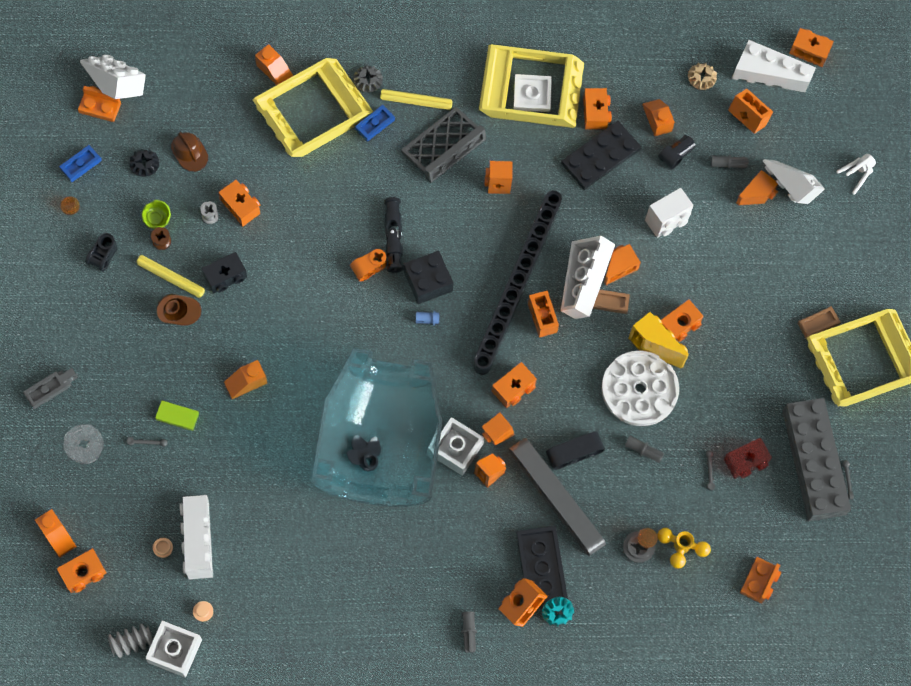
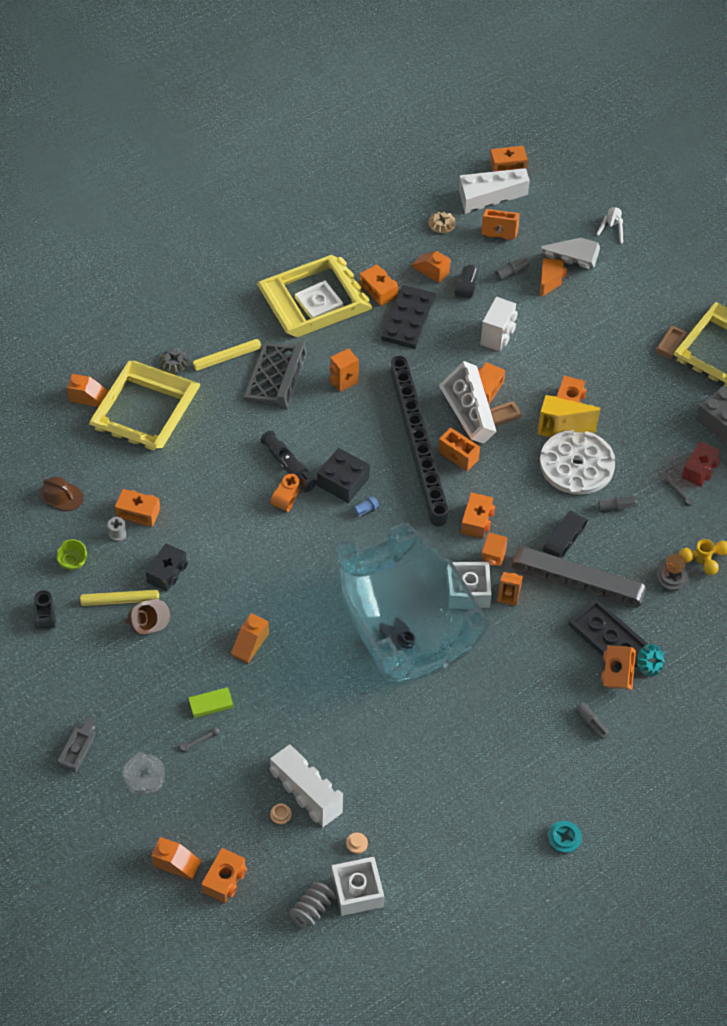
camera: 30 degrees left, 15 degrees down
(151, 166) = (26, 530): black gear -> none
(163, 242) = (86, 576): reddish brown wheel -> none
(375, 123) = (206, 388): blue plate -> none

